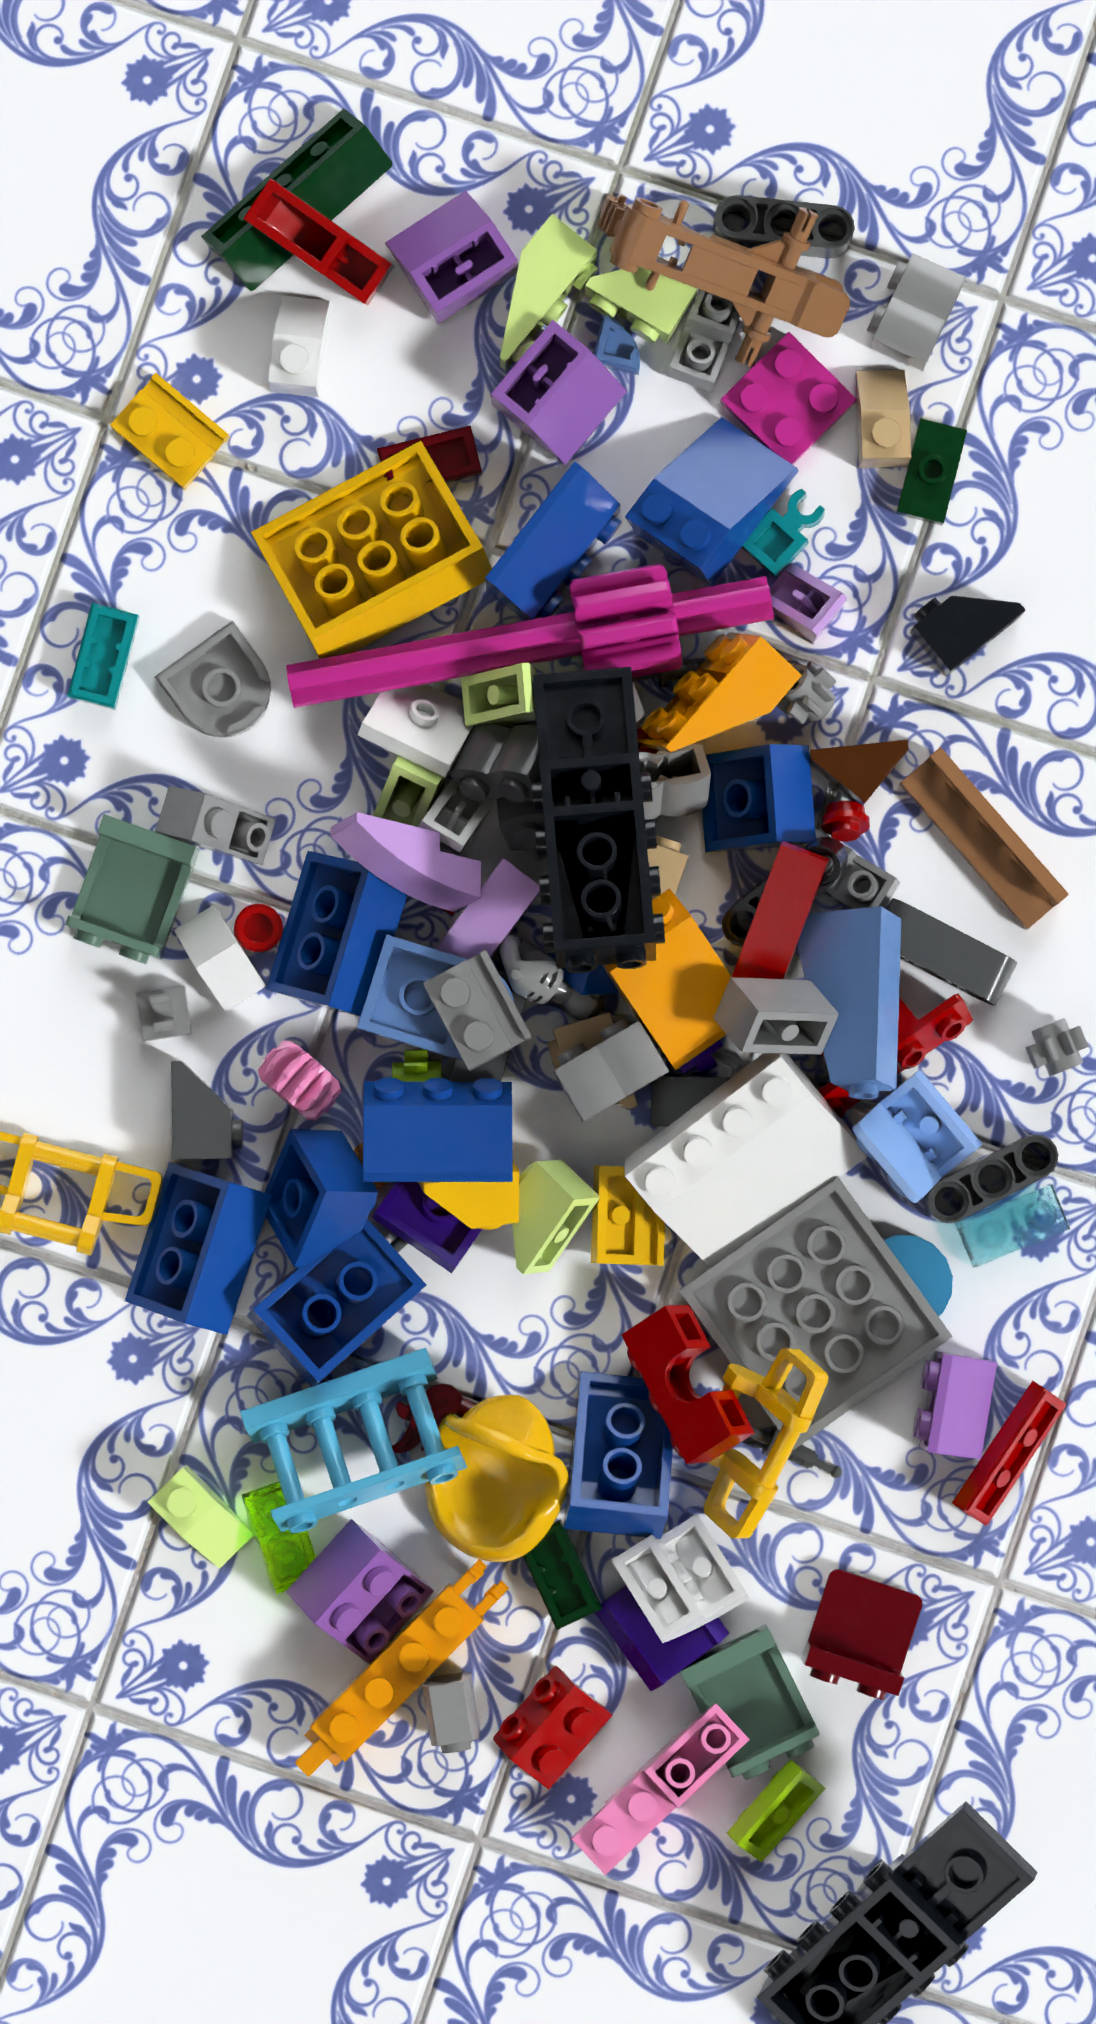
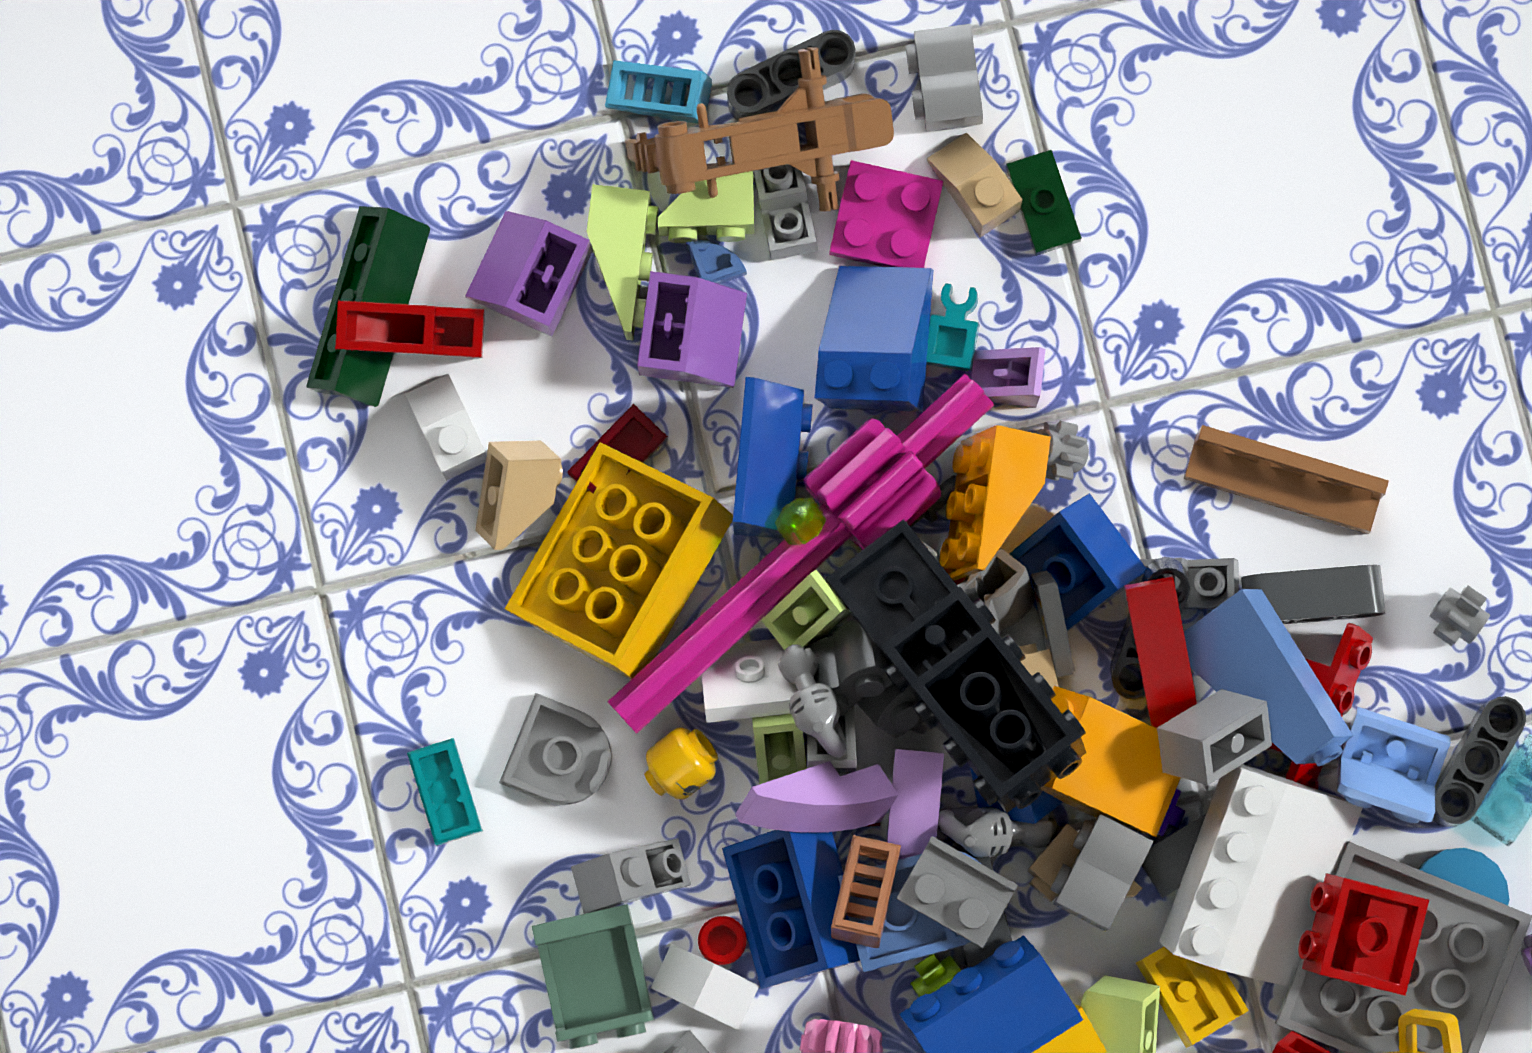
camera: 30 degrees left, 5 degrees down
(170, 431) = (381, 566): yellow plate -> none
(317, 756) = (680, 763): none -> yellow head
(323, 435) = (516, 489): none -> tan slope
(398, 987) = (857, 932): none -> nougat slope
(456, 776) = (814, 704): none -> light grey piece
(544, 614) = (800, 521): none -> clear neon green tile
(694, 192) = (699, 91): none -> medium azure slope
(705, 836) = (1053, 622): none -> dark grey tile
(797, 1260) = (1363, 933): none -> red plate
(845, 820) = (1159, 537): red plate -> none
(858, 768) = (1144, 486): reddish brown slope -> none
(961, 627) = (1152, 316): black slope -> none

